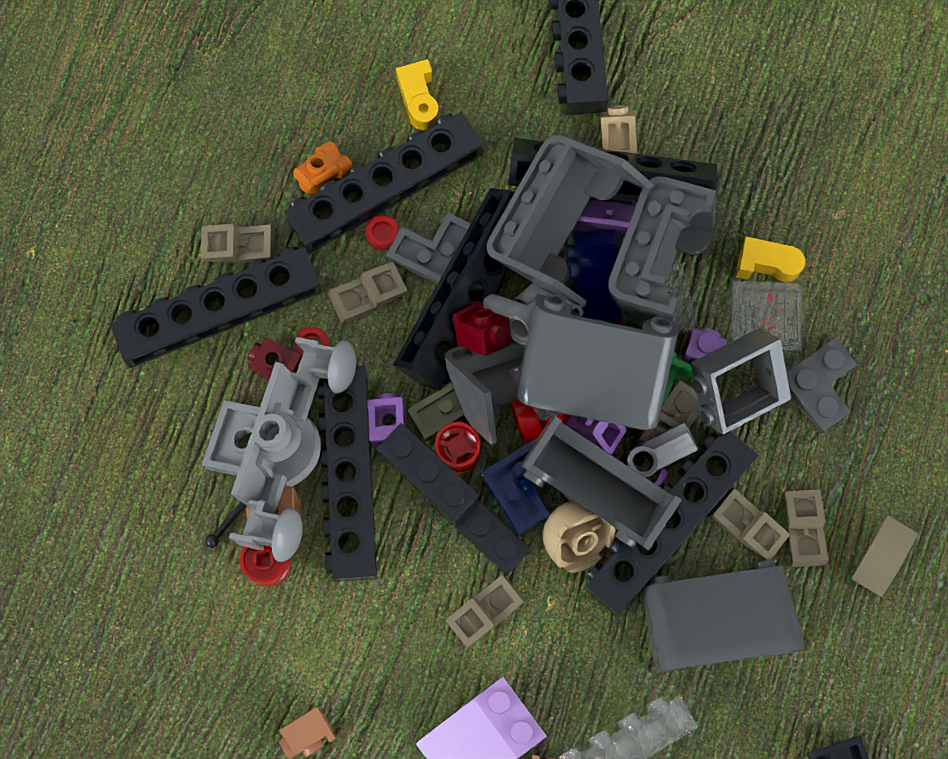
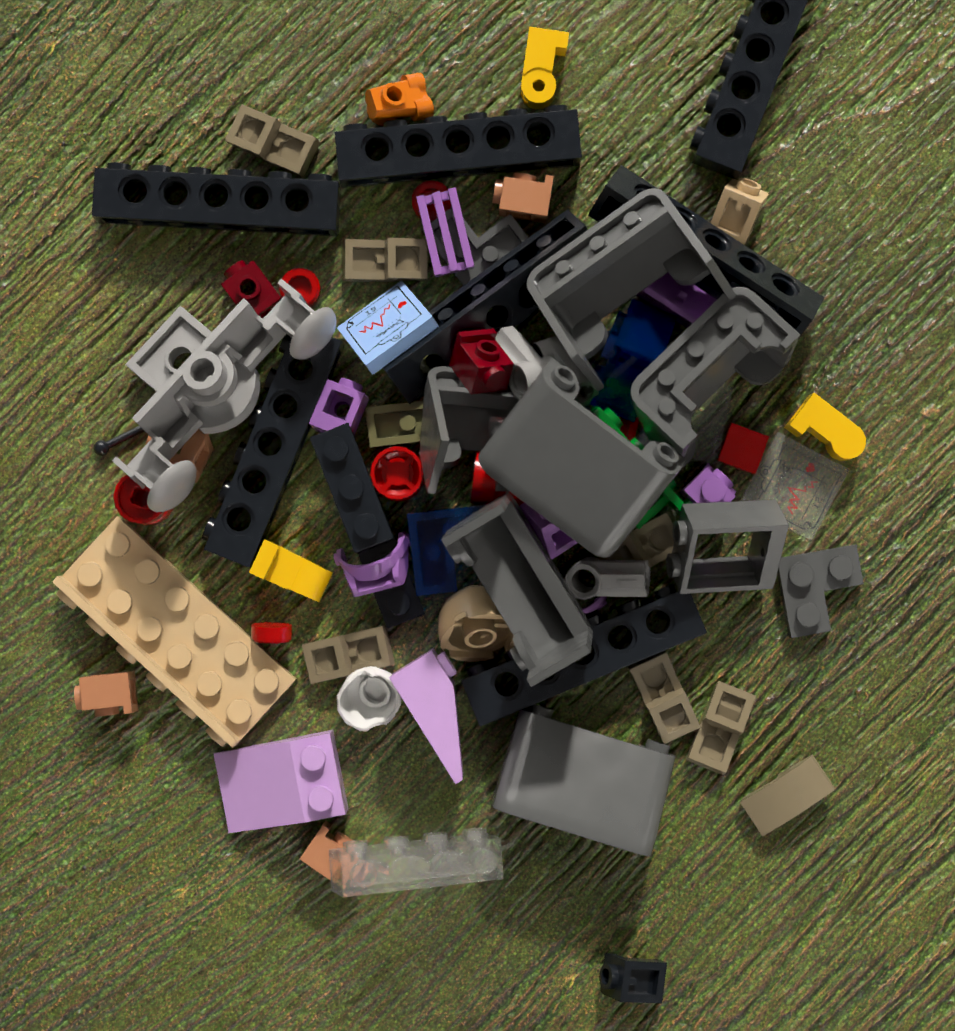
camera: 25 degrees right, 10 degrees up
(338, 659) = (174, 633): none -> tan bracket
(387, 225) = (438, 198): none -> medium lavender tile
(395, 339) = (387, 327): none -> light blue tile
(409, 565) = (290, 571): none -> yellow leg
(416, 621) = (271, 632): none -> red tile
(452, 195) = (523, 197): none -> nougat brick
(479, 533) = (378, 575): none -> medium lavender helmet
(520, 636) = (368, 699): none -> white hair
(572, 611) = (431, 698): none -> lavender slope
(712, 306) = (742, 448): none -> red tile

